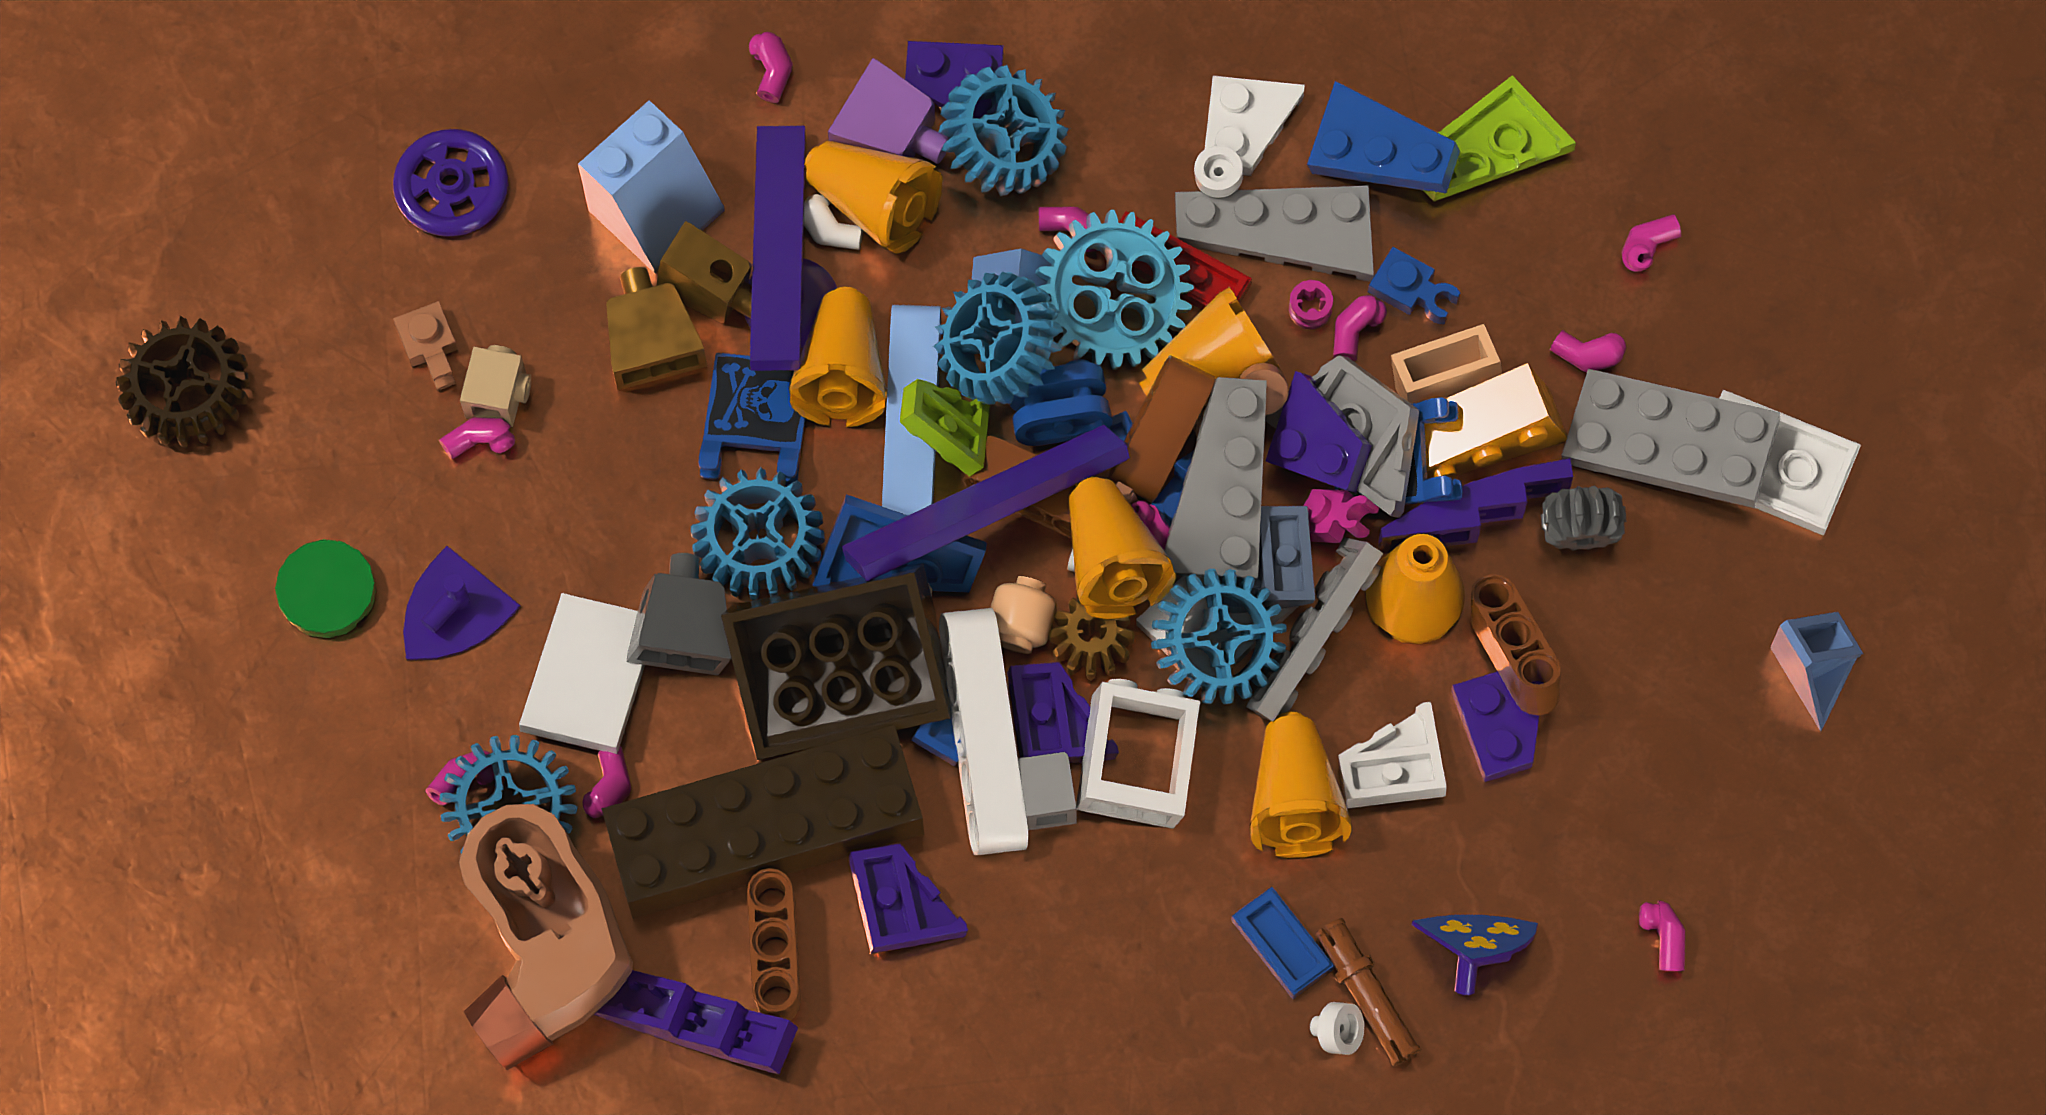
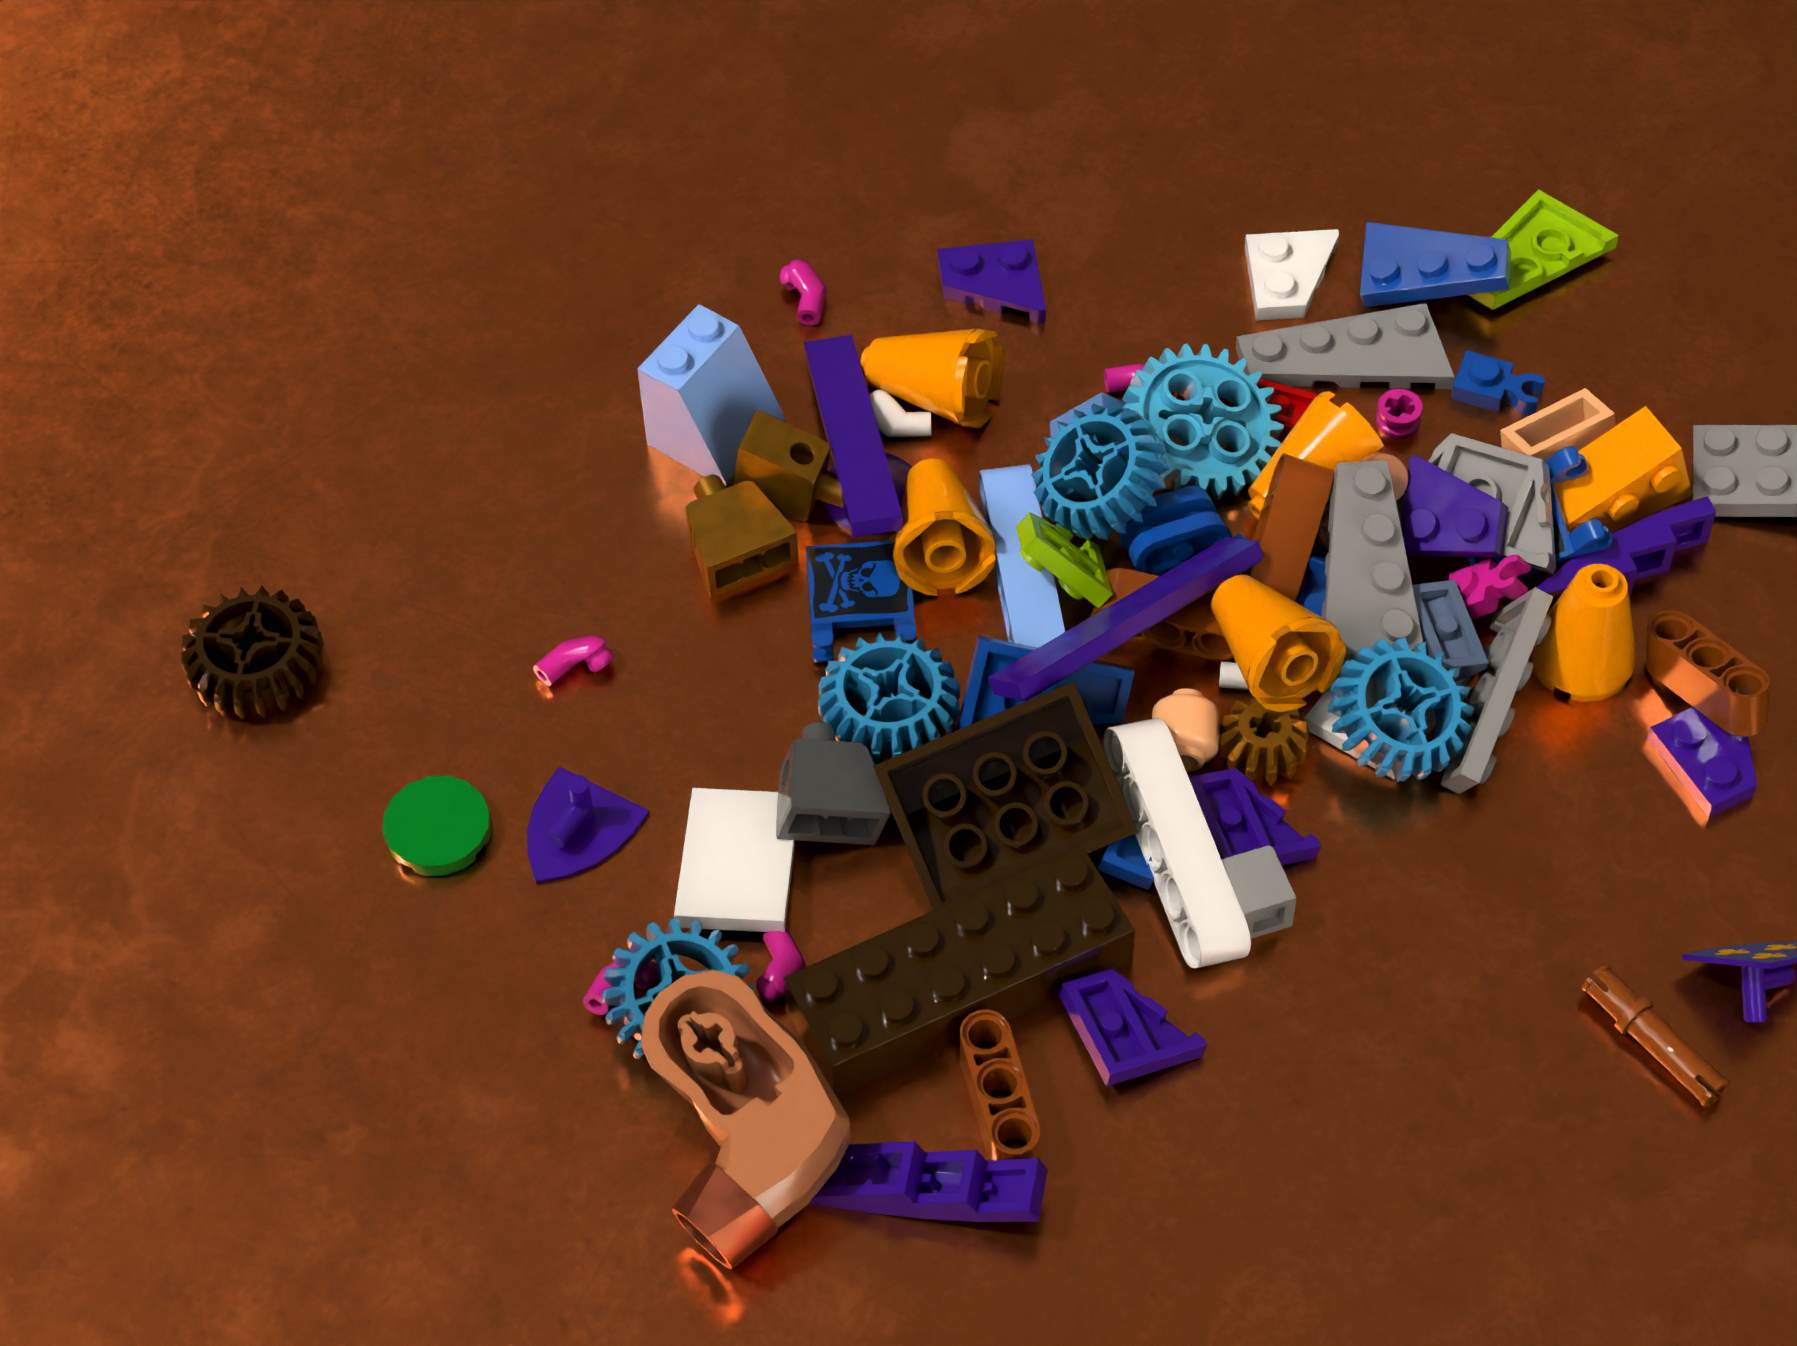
camera: 10 degrees left, 15 degrees down
(428, 340) = (505, 578): nougat plate -> none
(434, 148) = (498, 470): dark purple plate -> none
(495, 384) = (583, 603): tan brick -> none
(888, 117) = (934, 302): medium lavender torso -> none
(990, 144) = (1047, 312): dark azure gear -> none
(1126, 800) = (1345, 884): white window -> none
(1218, 171) = (1276, 308): white tile -> none
(1282, 943) = (1547, 1004): blue tile -> none
(1296, 792) = (1525, 850): light orange cone -> none
(1339, 1028) = (1635, 1074): white tile -> none
(1352, 320) = (1450, 413): dark pink arm -> none
(1395, 763) = (1615, 810): white wing -> none
(1583, 518) = (1737, 549): dark grey gear -> none
(1594, 354) = (1699, 410): dark pink arm -> none
(1643, 240) = (1709, 310): dark pink arm -> none

